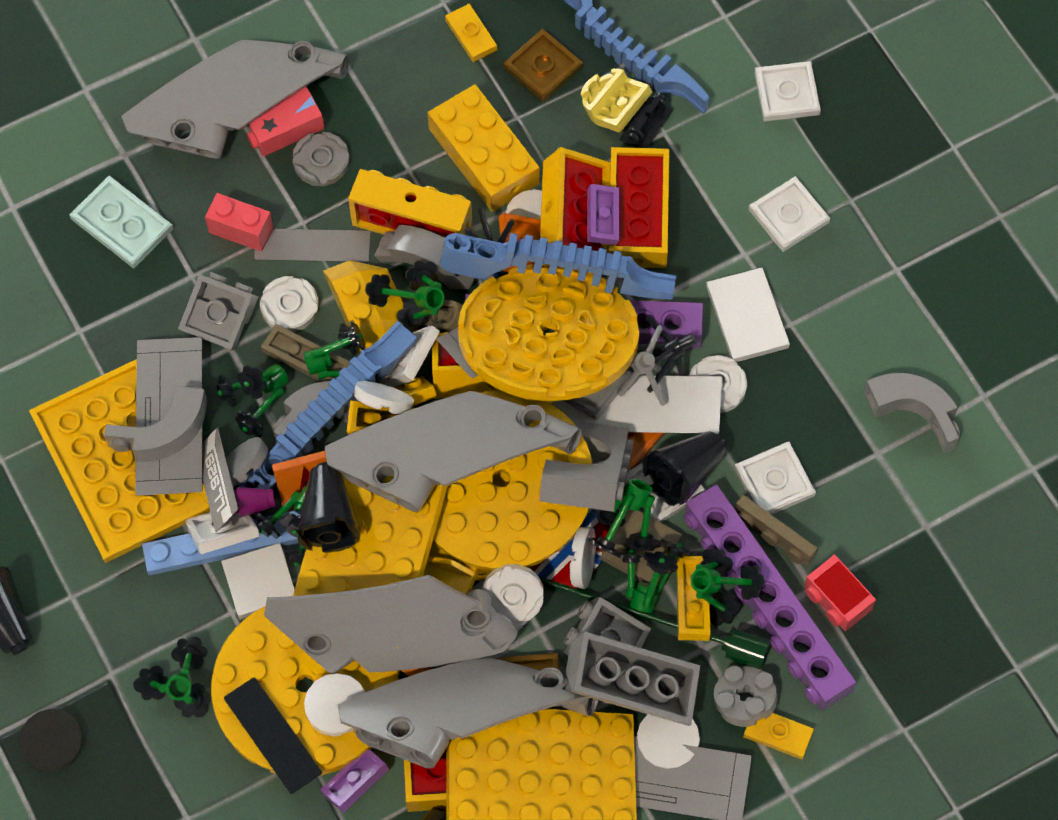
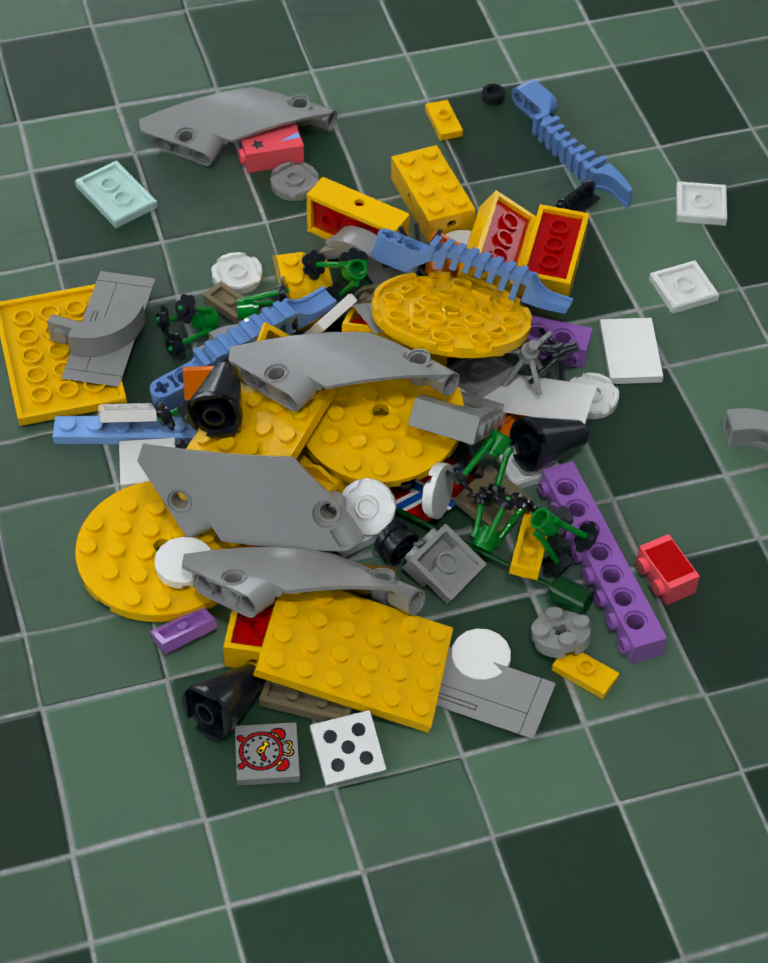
camera: 10 degrees right, 15 degrees down
(187, 698) = (48, 515): black plant -> none
(217, 481) = (133, 375): light grey sticker -> none
(218, 310) = (175, 263): light grey plate -> none
(239, 222) = (212, 207): coral brick -> none
(244, 457) = (159, 370): light grey tile -> none
(253, 500) = (153, 392): magenta cone -> none
(272, 735) = (120, 577): black sticker -> none
(316, 245) = (268, 237): light grey sticker -> none
(381, 395) = (286, 326): white tile -> none
(543, 65) = (497, 151): pearl gold tile -> none
(551, 625) = (395, 542): none -> black wheel
(602, 214) = (521, 243): medium lavender plate -> none
(613, 99) = (551, 181): light yellow slope -> none
(632, 677) = (460, 586): light grey slope -> none
(775, 479) = (627, 475): white tile -> none
(775, 532) = (619, 511): dark tan plate -> none

